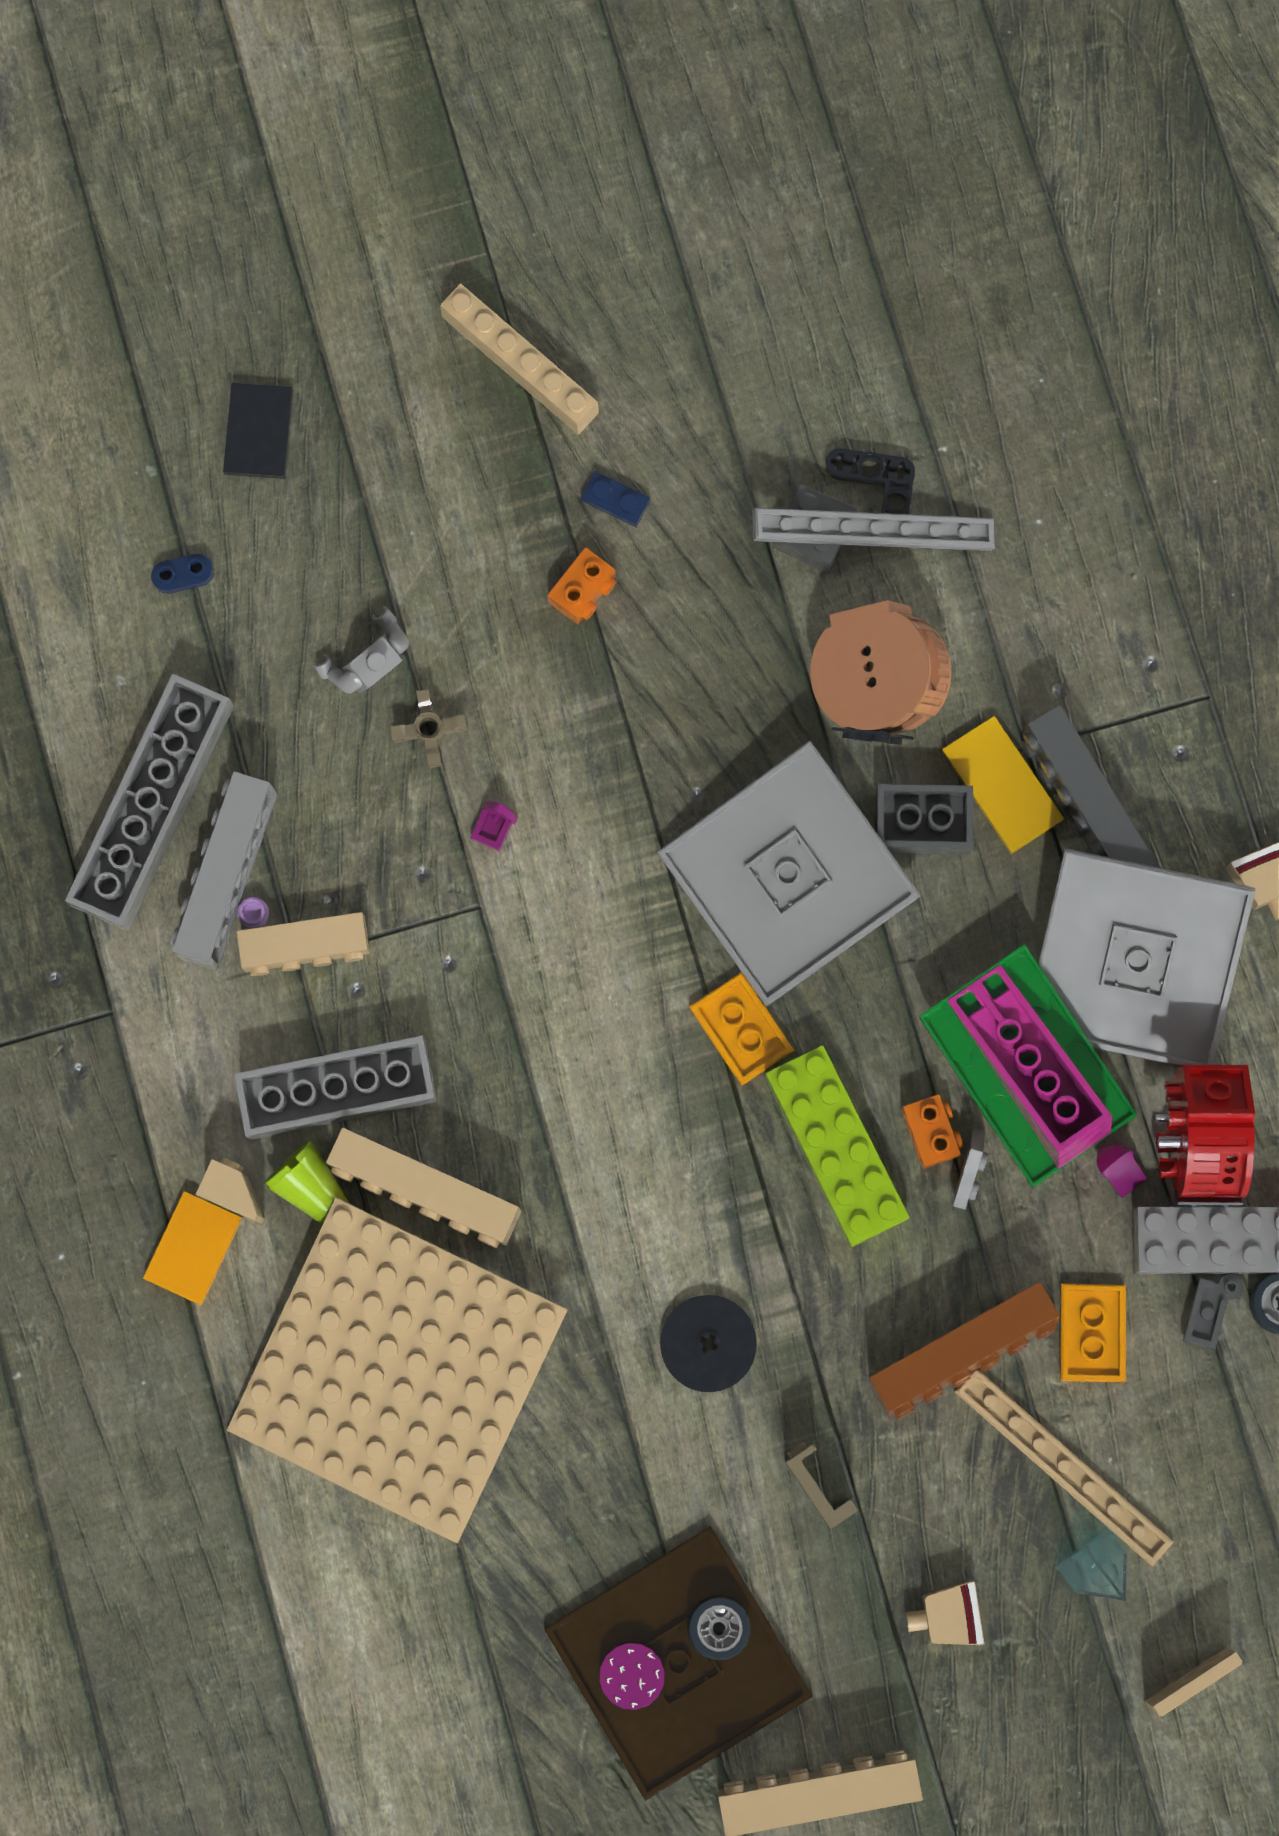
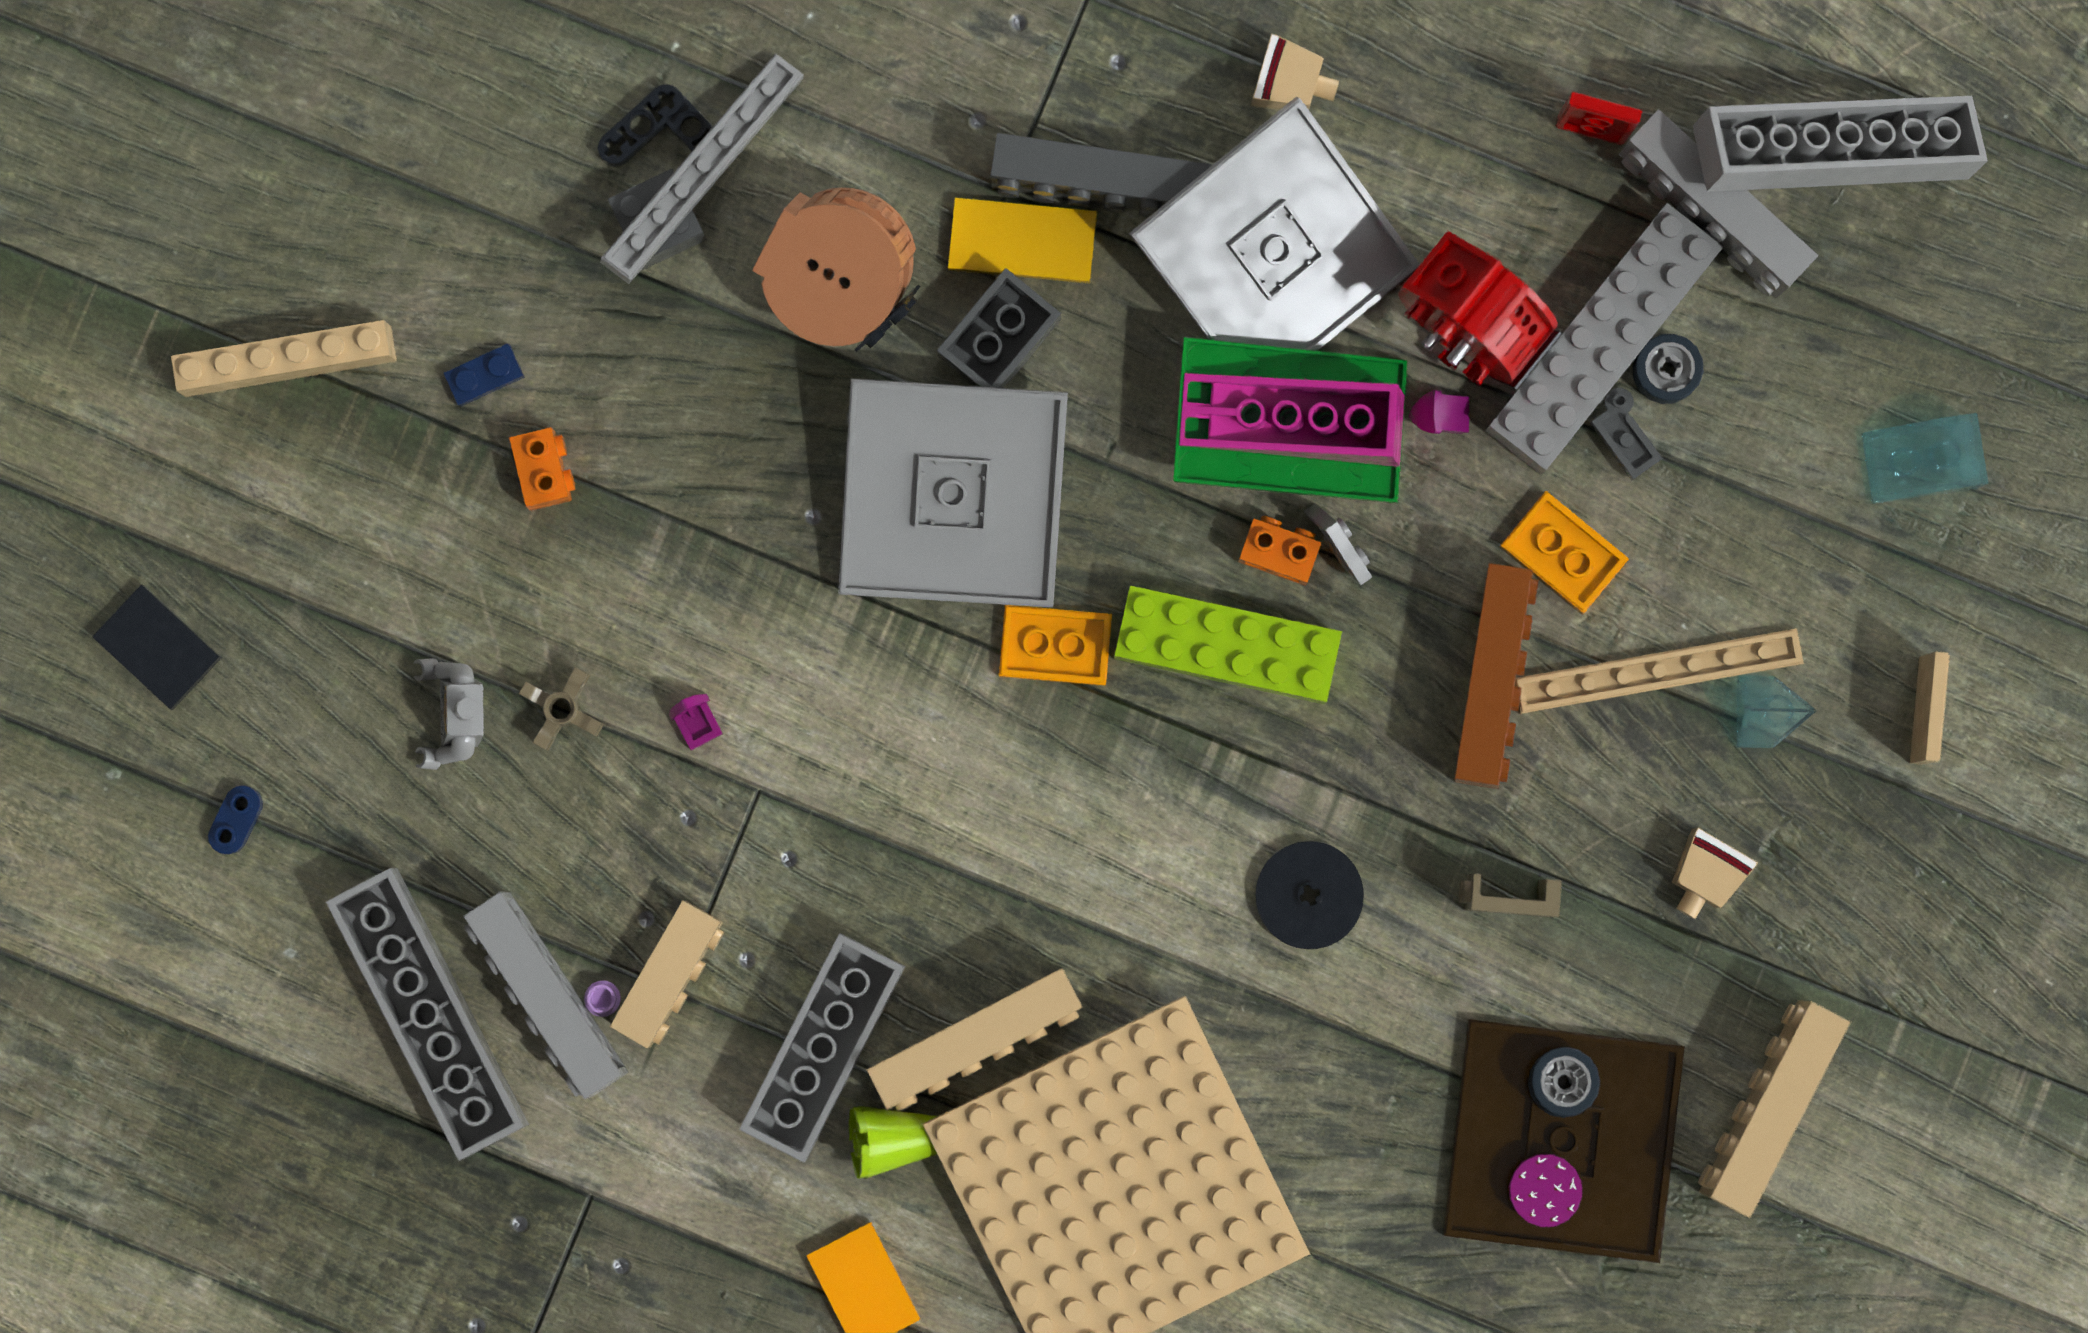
camera: 55 degrees left, 5 degrees up
(230, 1189) = (841, 1212): tan slope -> none

